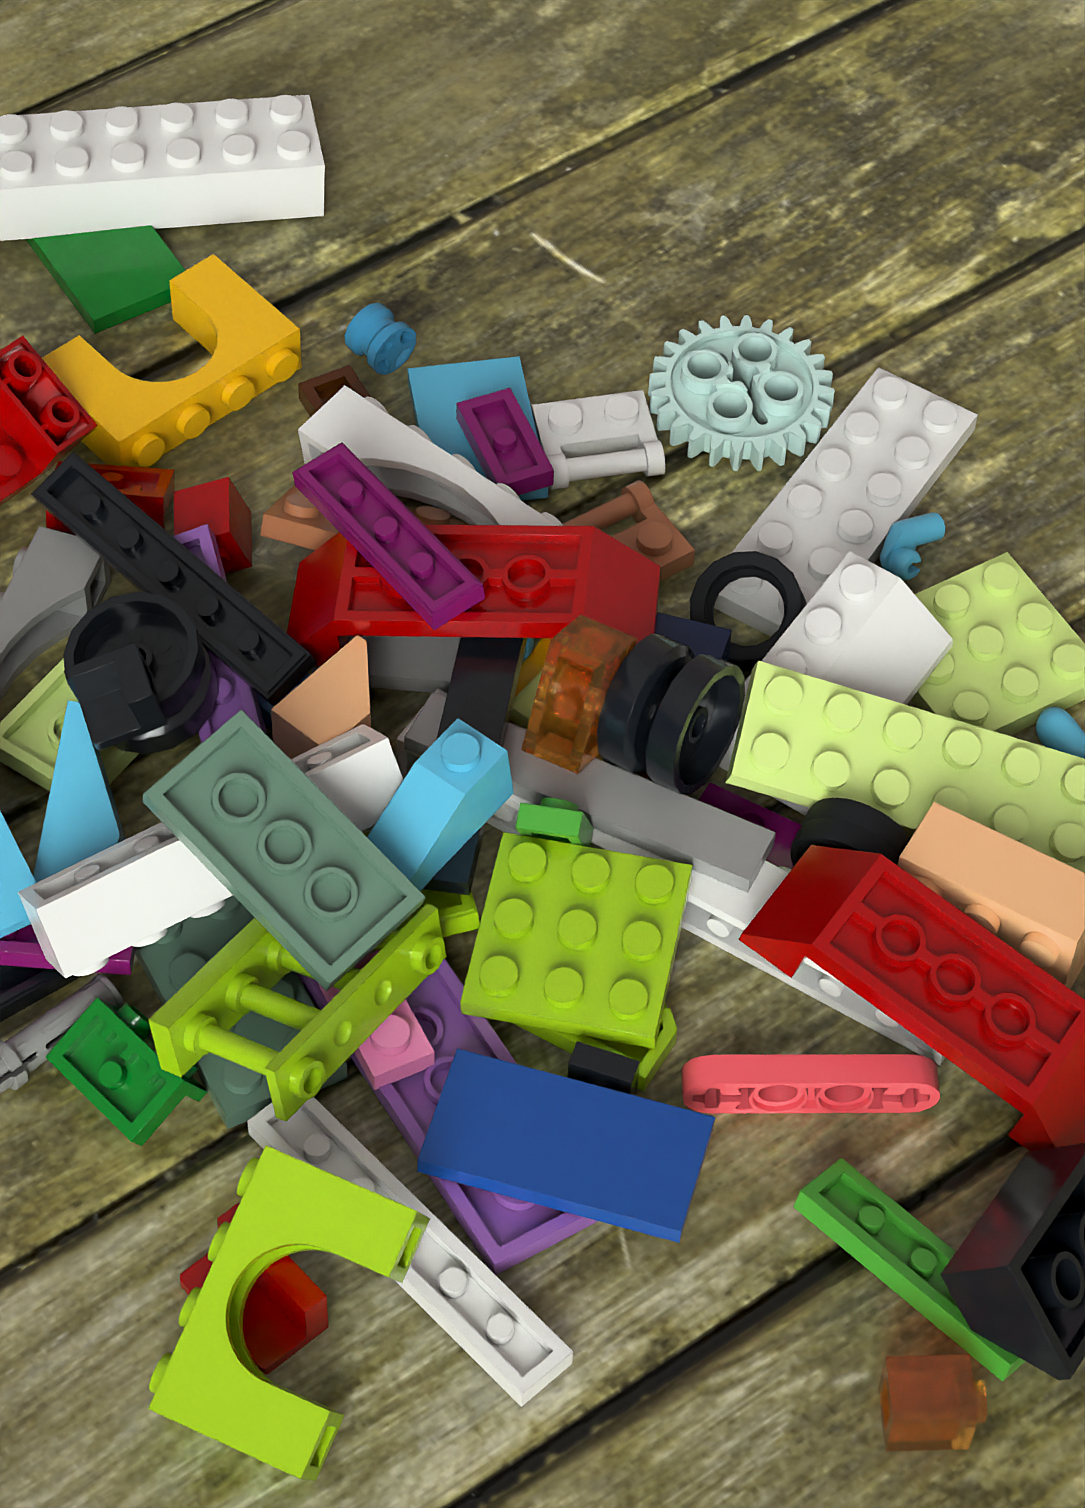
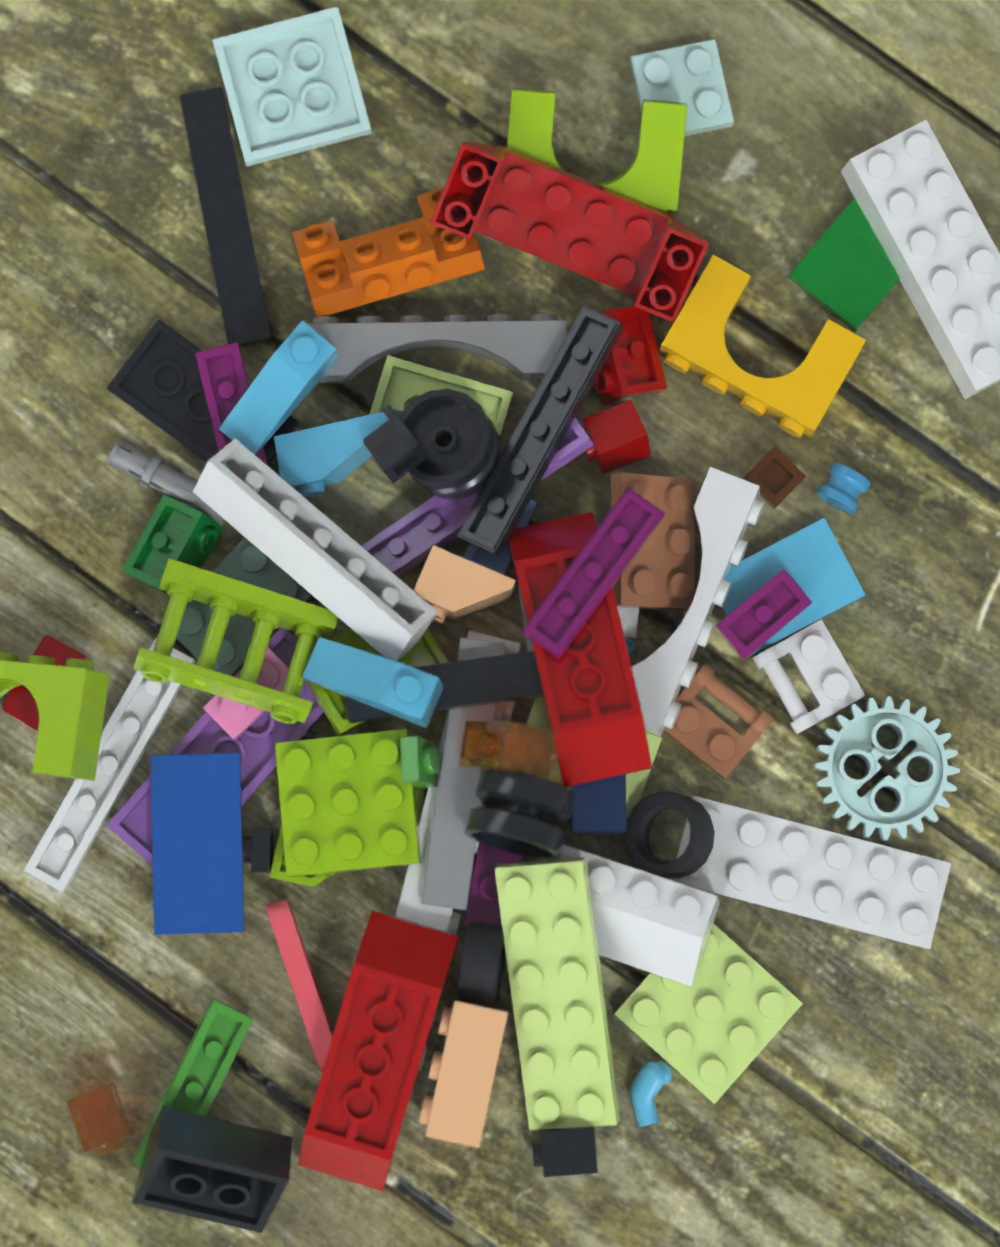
camera: 75 degrees right, 30 degrees up
(283, 849) = (300, 600): sand green plate -> none
(902, 540) = (790, 925): medium azure arm -> none

